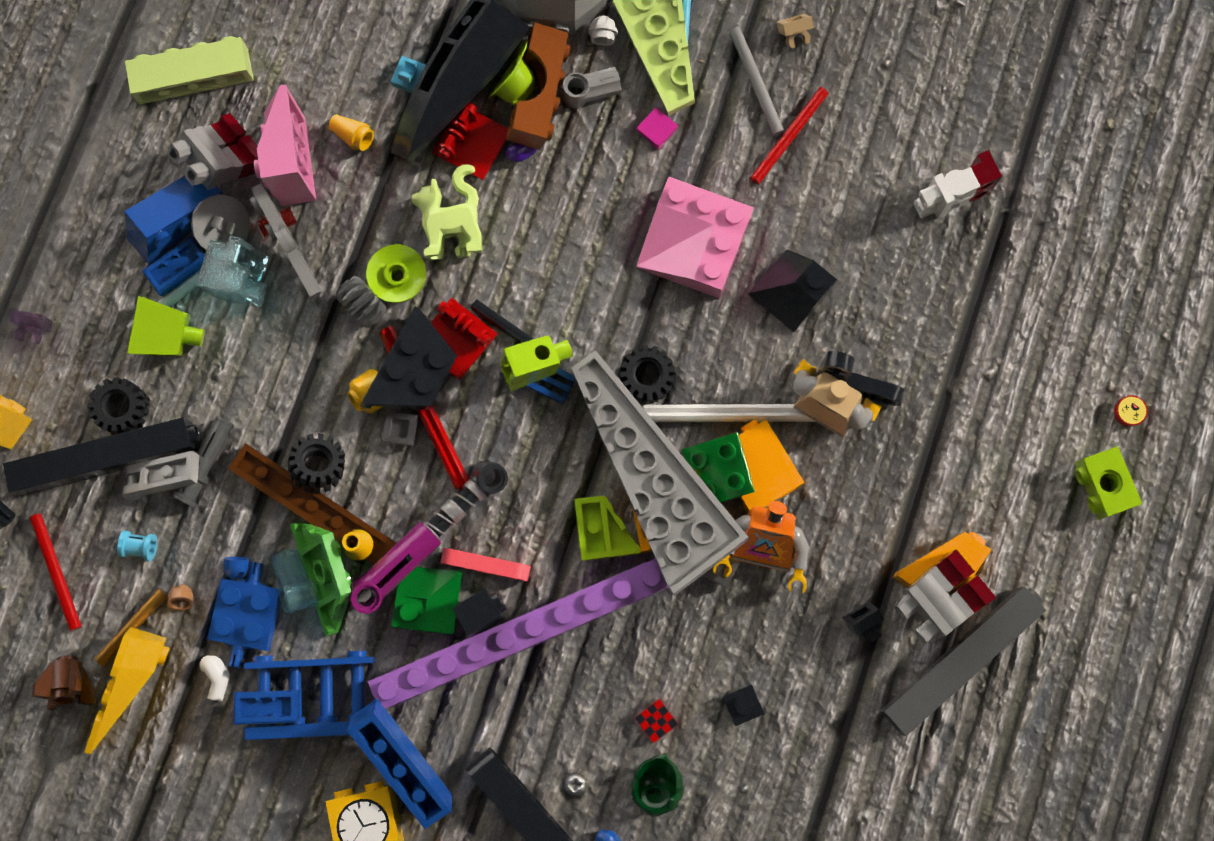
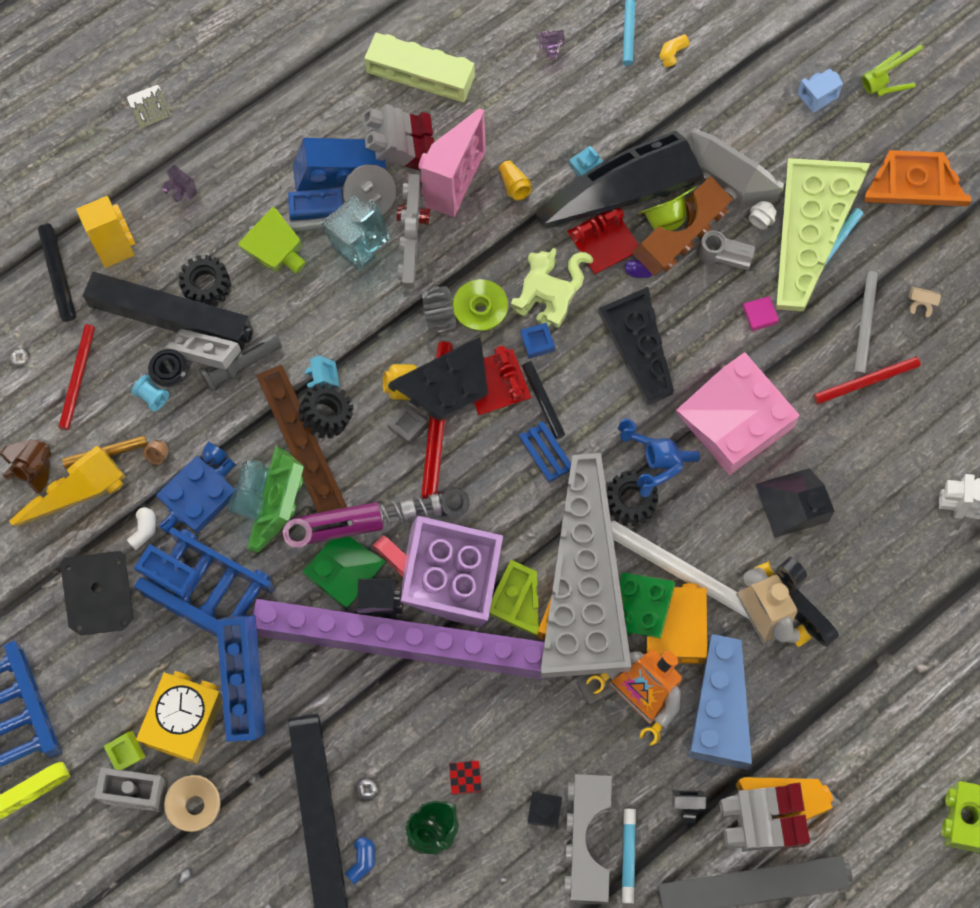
camera: 30 degrees right, 10 degrees down
(139, 513) = (168, 368): none -> black brick
(222, 784) = (101, 610): none -> black piece
(290, 427) = (323, 372): none -> medium azure tile
(362, 549) = (316, 489): yellow cone -> none
(470, 276) = (537, 340): none -> blue plate
(522, 363) = (544, 430): lime torso -> none
(528, 545) = (450, 570): none -> lavender slope
(561, 220) = (636, 336): none -> black wing
(648, 317) = (659, 454): none -> blue piece
(819, 744) = (588, 879): none -> light grey arch
(840, 699) = (628, 868): none -> medium azure bar
(842, 518) = (721, 712): none -> medium blue wedge

